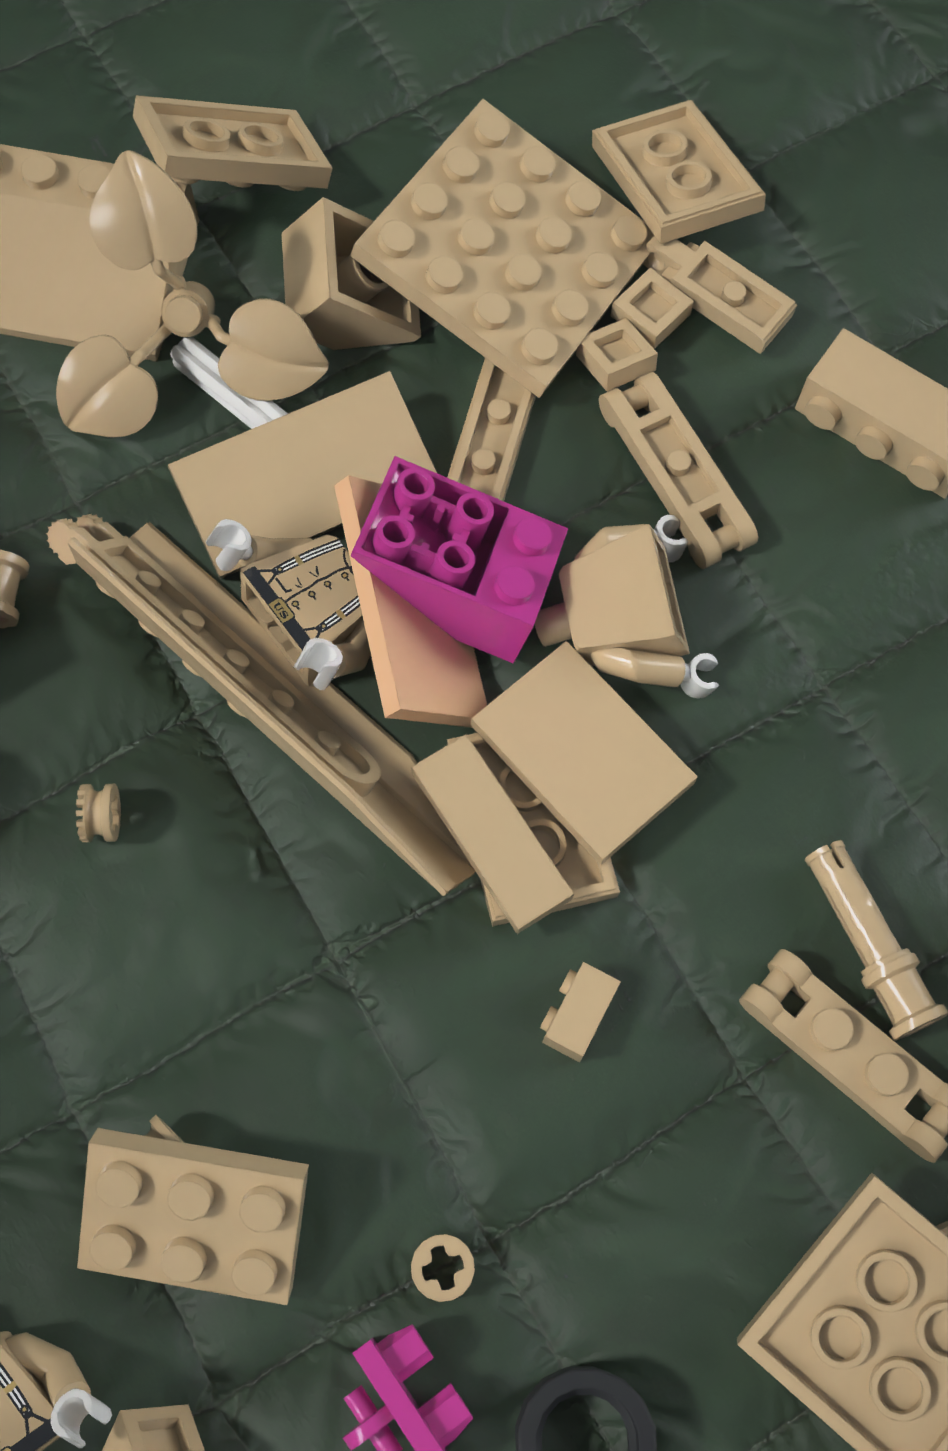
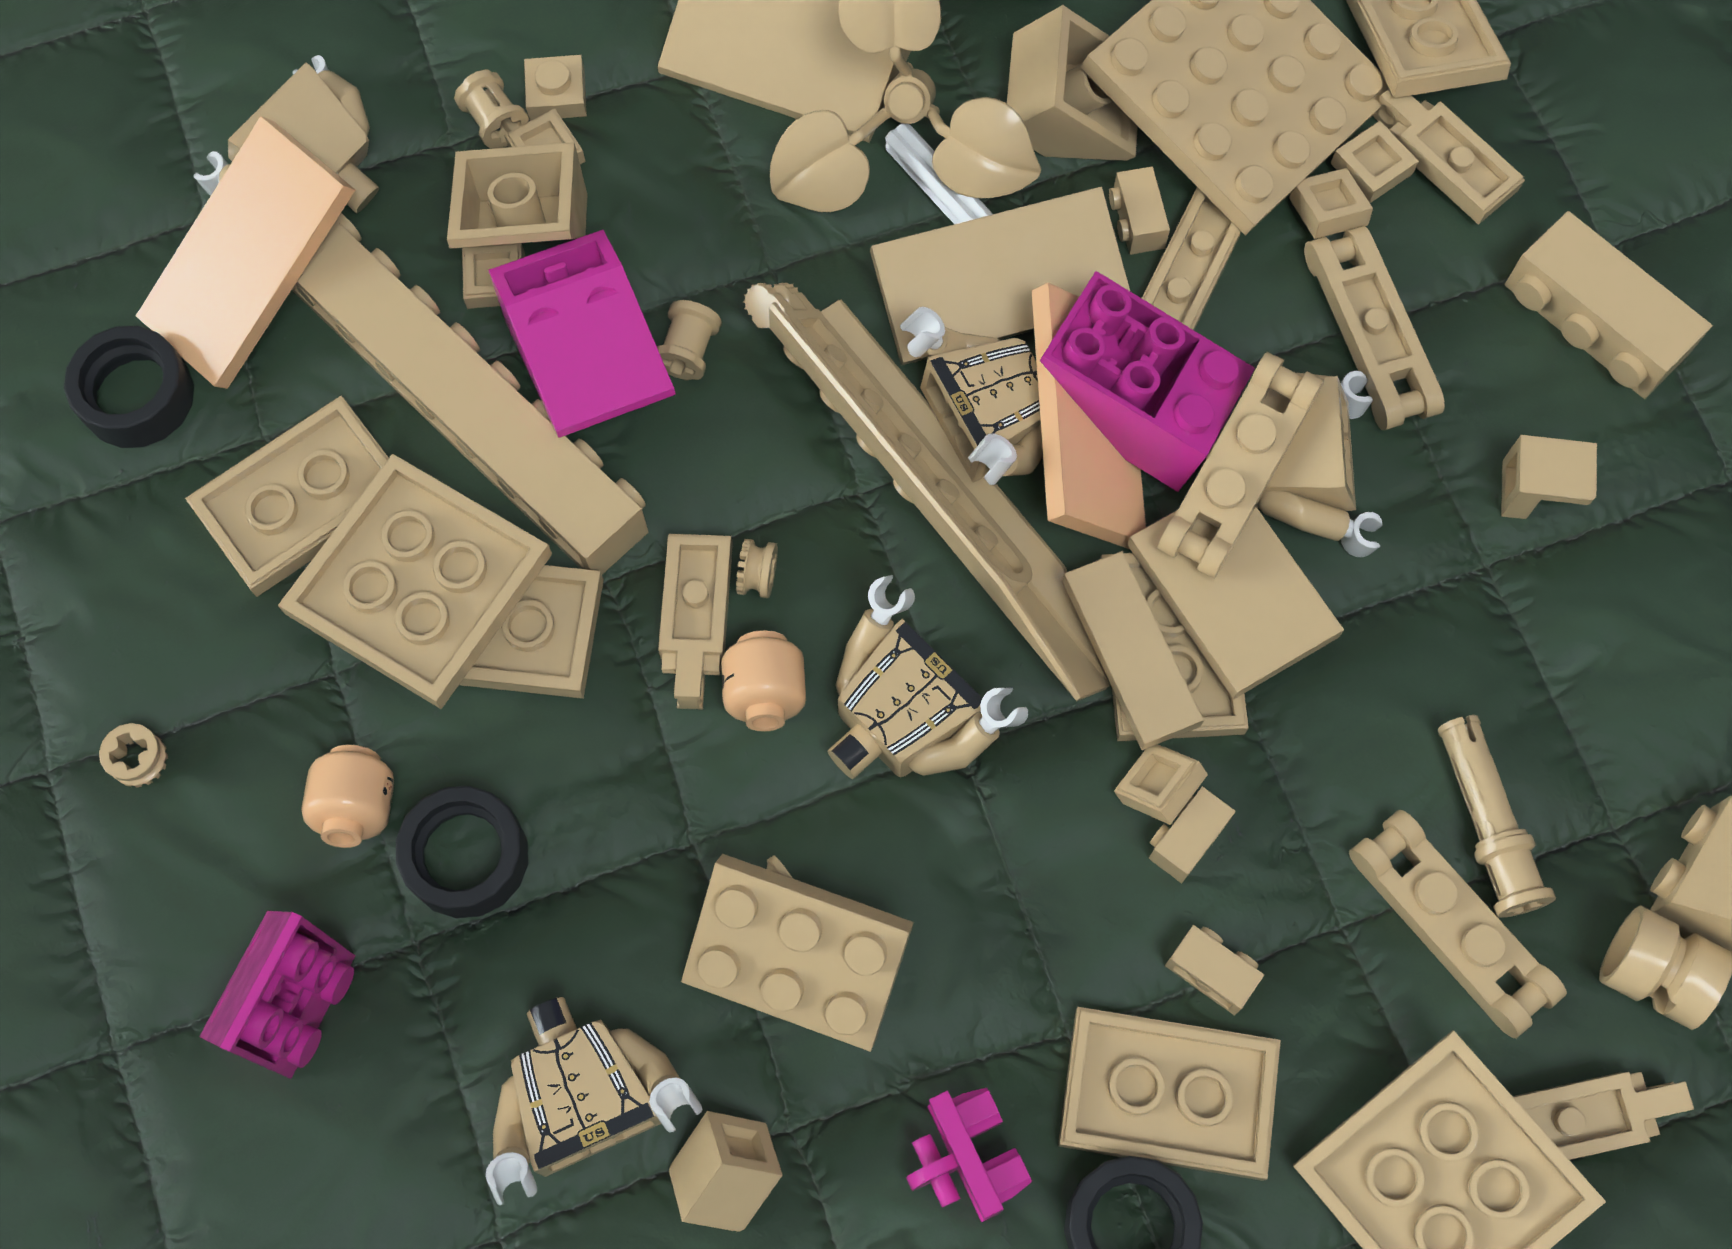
camera: 15 degrees right, 0 degrees up
(40, 871) = (694, 612): none -> tan hinge
(120, 930) = (763, 680): none -> light nougat head
(272, 924) = (908, 699): none -> tan torso
(433, 388) = (1140, 210): none -> tan piece
(462, 1278) = (1034, 1030): tan bush -> none
(541, 965) = (1161, 783): none -> tan tile
(568, 629) = (1240, 465): none -> tan plate
(601, 1289) = (1170, 1093): none -> tan tile
(626, 1149) = (1215, 969): none -> tan piece
(867, 585) = (1547, 471): none -> tan panel

